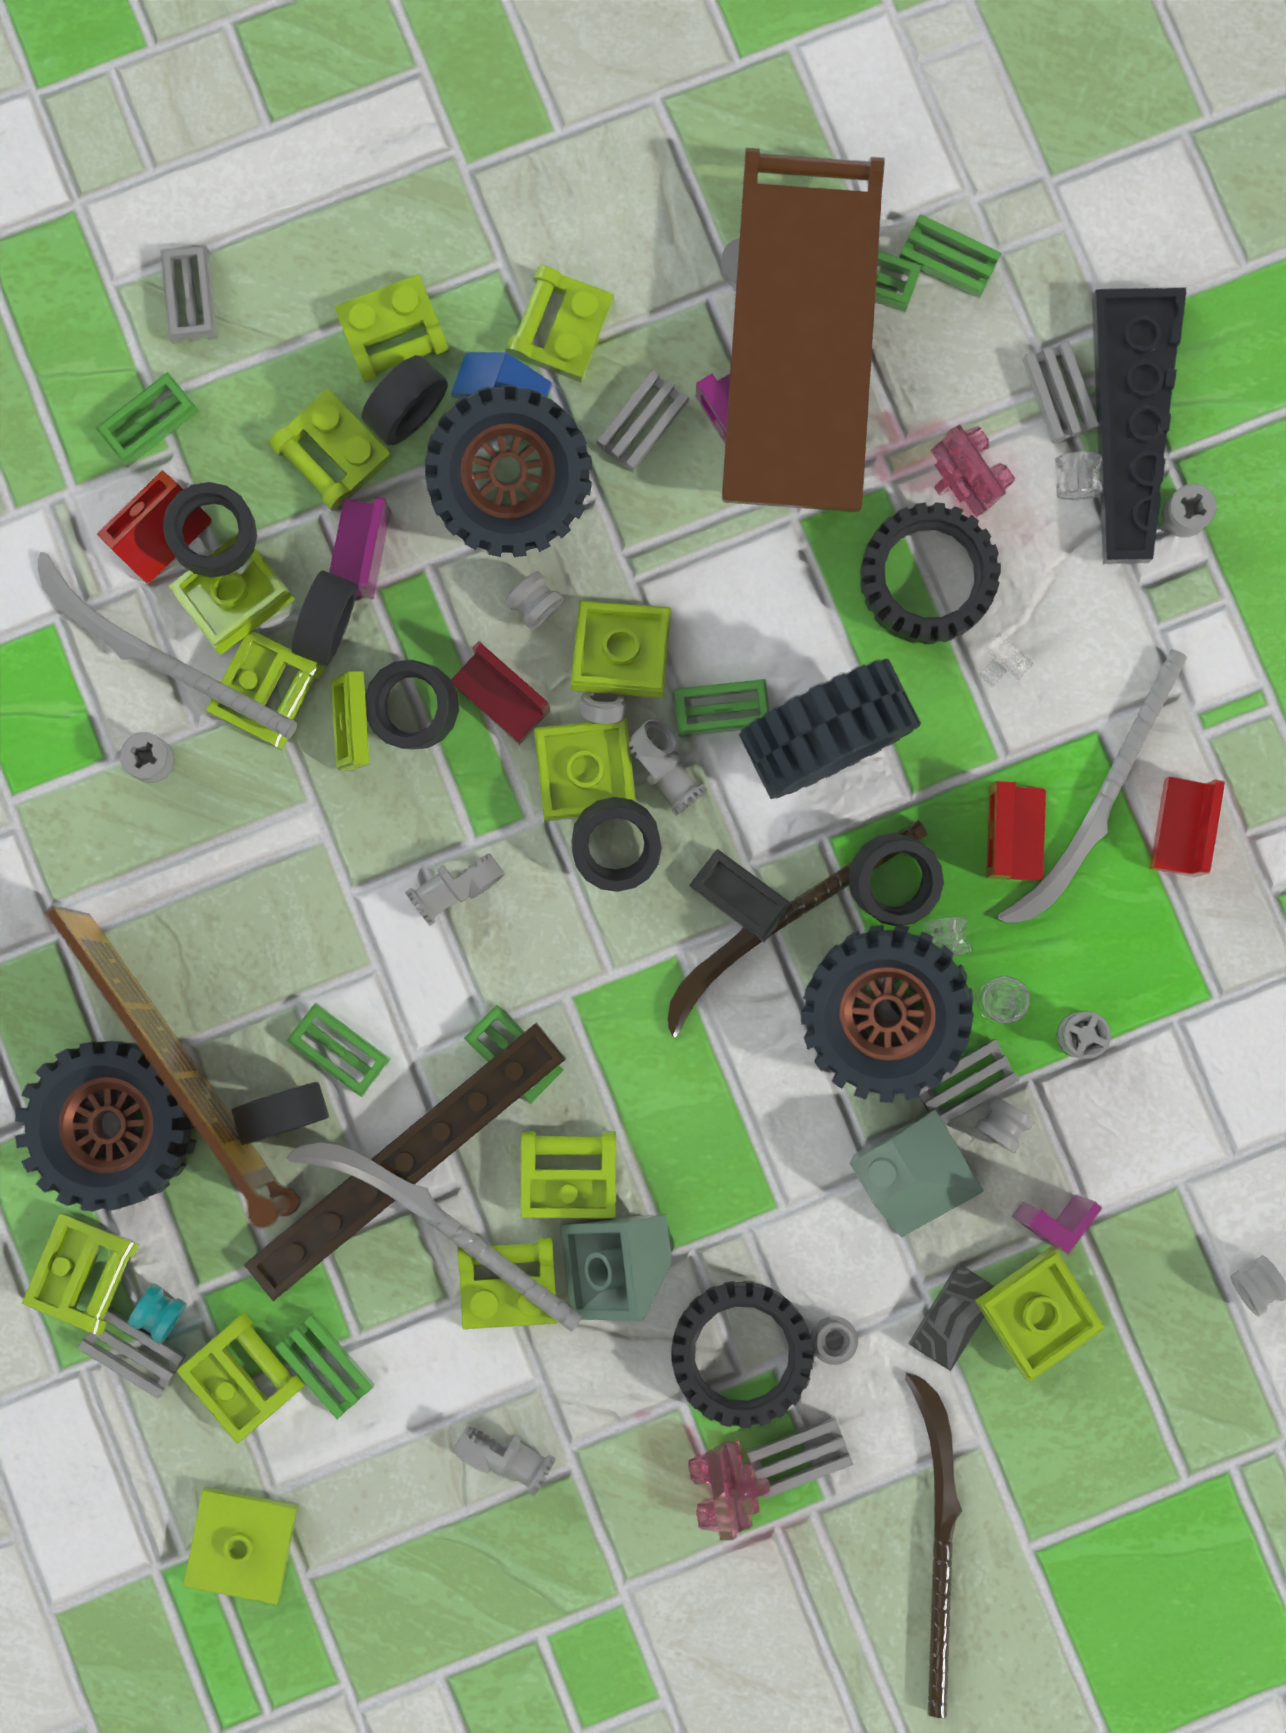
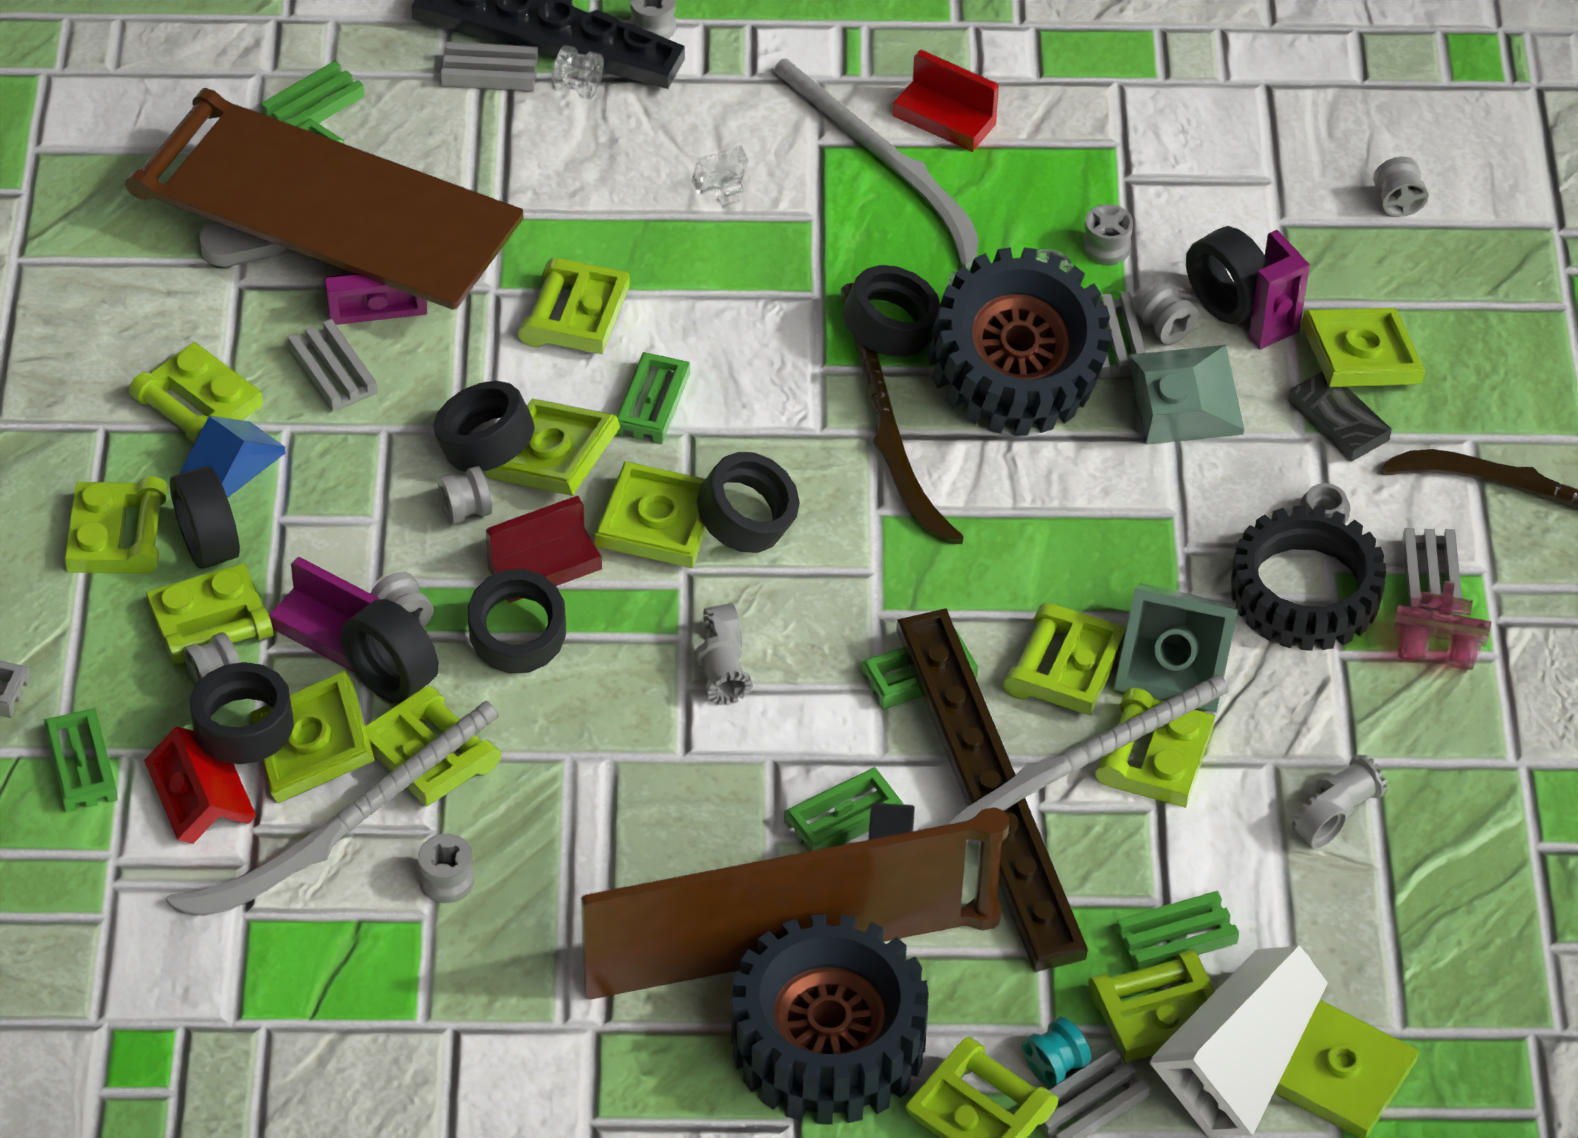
camera: 65 degrees left, 35 degrees down
(214, 1465) = (1241, 1041): none -> white slope
(272, 478) = (210, 656): none -> light grey wheel
(350, 721) = (510, 662): lime tile -> none
(395, 601) = (405, 590): none -> light grey wheel
(545, 510) = (329, 448): black wheel -> none
(603, 707) = (602, 475): light grey tile -> none
(610, 554) = (476, 406): none -> black tyre
(665, 764) = (698, 449): light grey connector -> none
(740, 895) = (847, 436): pearl dark grey tile -> none
(799, 611) = (588, 312): none -> lime plate
(829, 728) = (726, 281): black wheel -> none
(951, 523) = (609, 240): black tyre -> none
(967, 472) = (527, 143): clear pink hips -> none
(1015, 832) = (886, 227): red panel -> none
(1061, 1170) = (1209, 279): none -> black tyre

